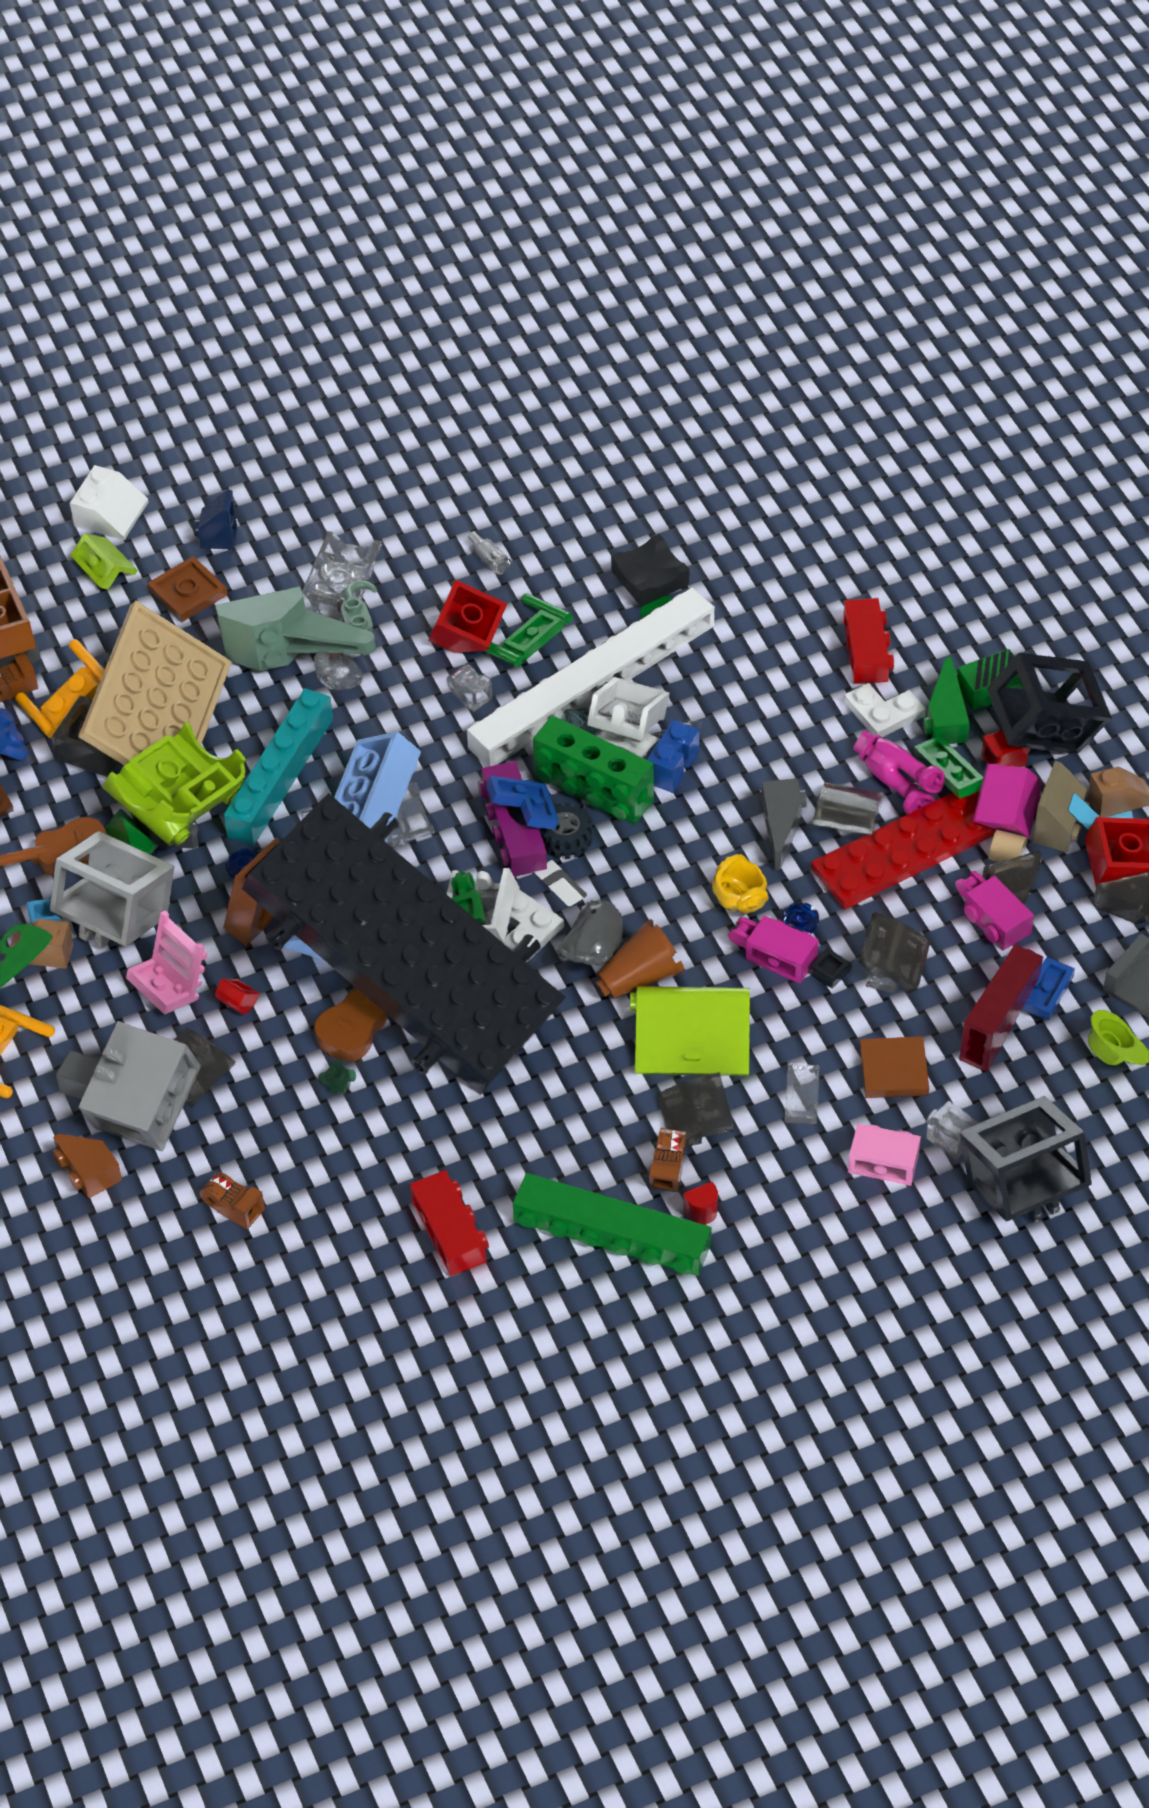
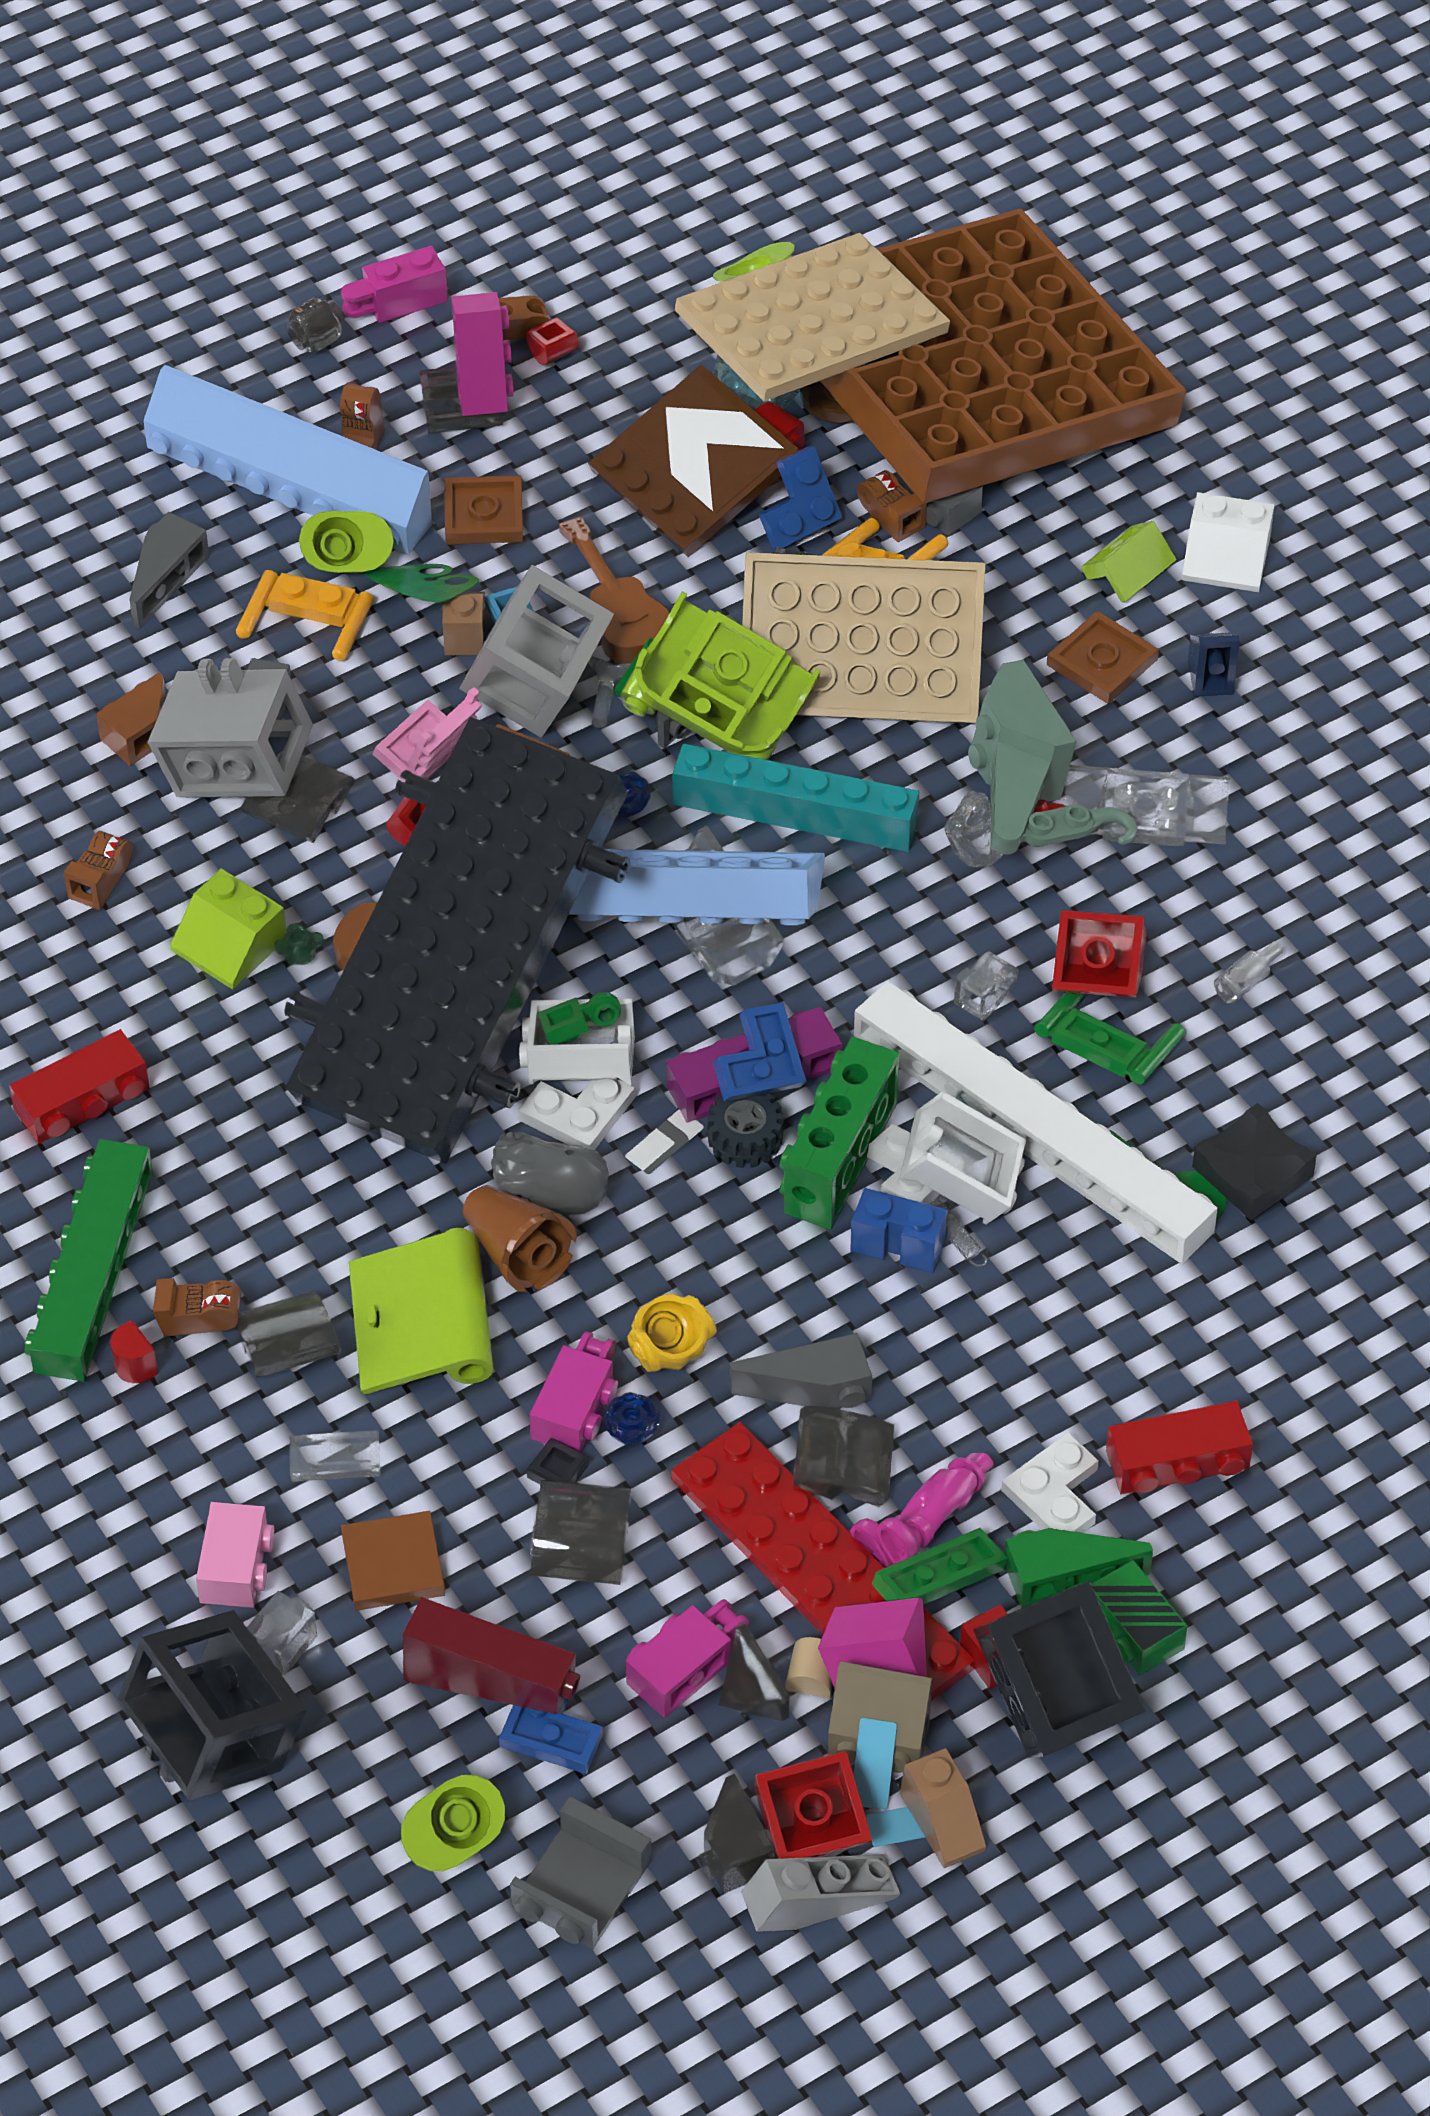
camera: 80 degrees right, 0 degrees up
(317, 1117) = (228, 929): none -> lime slope

